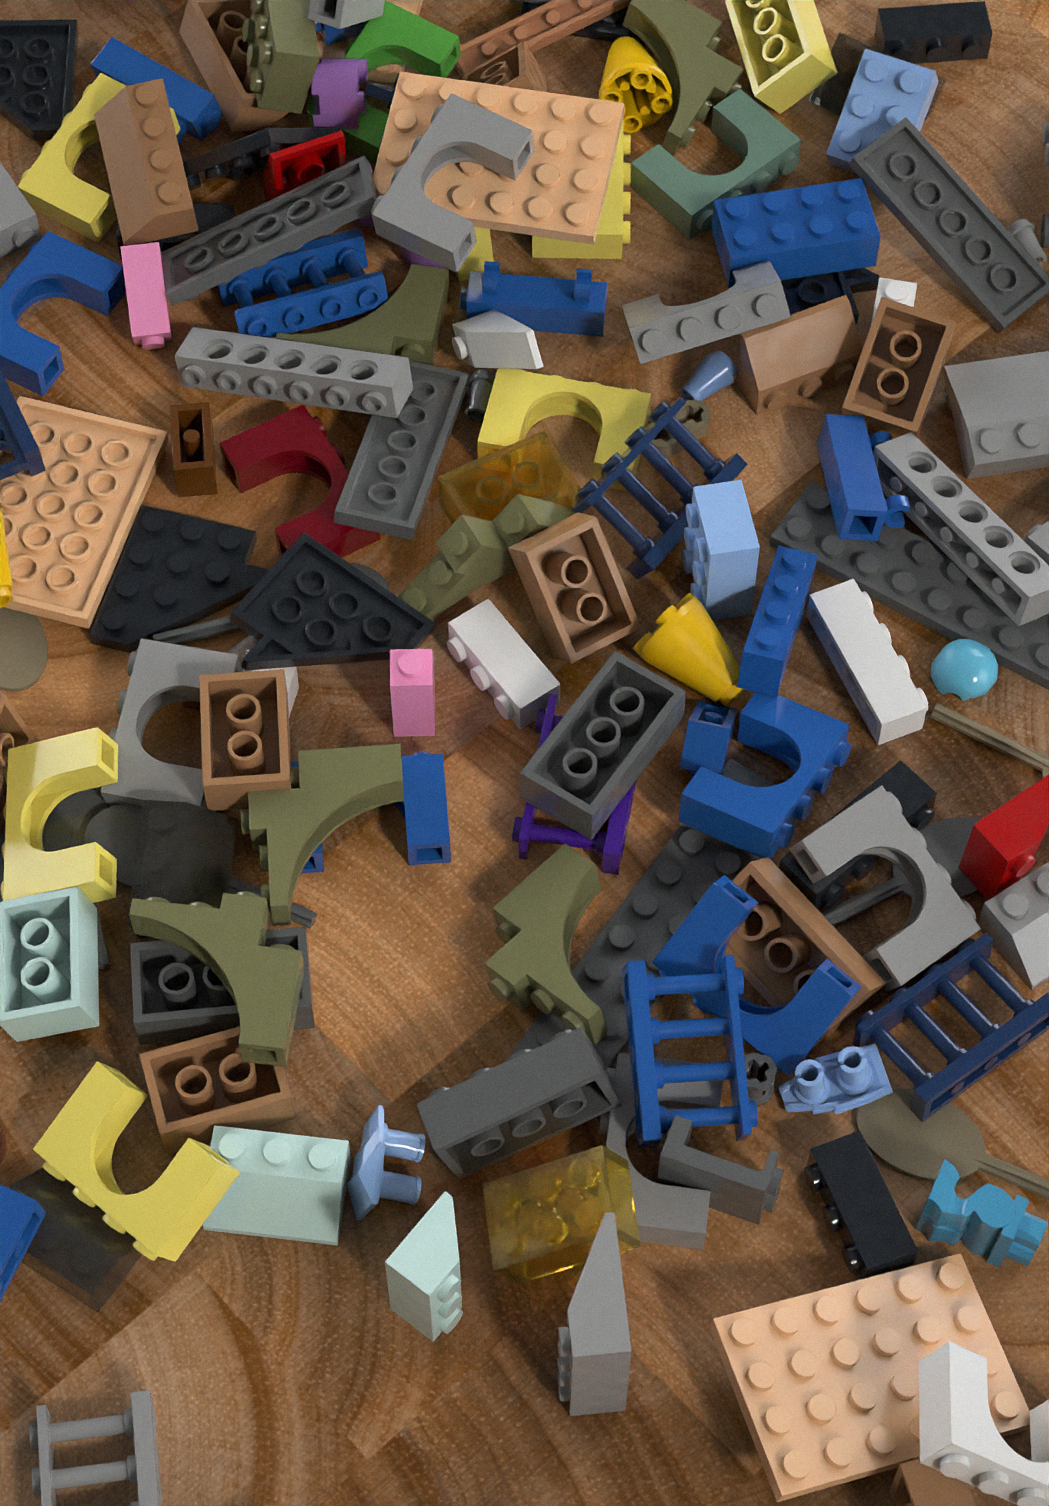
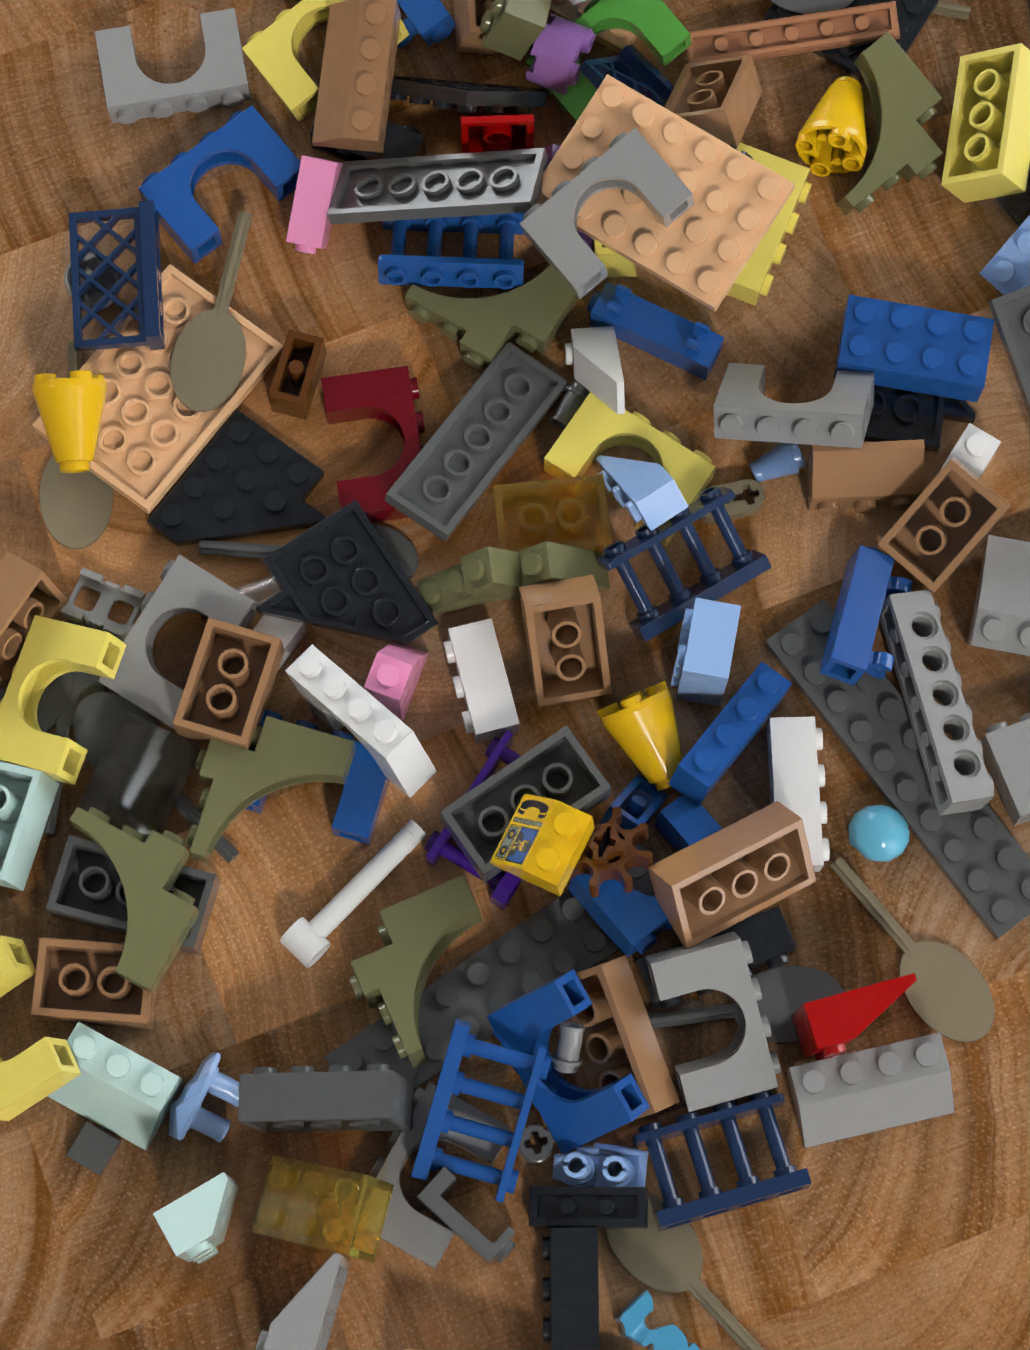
camera: 20 degrees right, 15 degrees up
(75, 714) = (109, 595): none -> light grey piece
(93, 454) = (212, 345): none -> dark tan piece
(279, 1261) = (93, 1148): none -> dark grey tile
(294, 372) = (411, 331): light grey brick -> none
(356, 706) = (343, 702): none -> white arch
(428, 968) = (308, 939): none -> white piece
(592, 427) = (643, 489): none -> light blue slope
(642, 756) = (543, 842): none -> yellow slope
(689, 197) = (843, 272): sand green arch -> none
(706, 755) = (612, 853): none -> reddish brown gear
(749, 958) = (569, 1047): none -> light grey pin
(844, 735) = (733, 873): none -> medium nougat slope
(854, 1109) = (588, 1207): none -> black plate

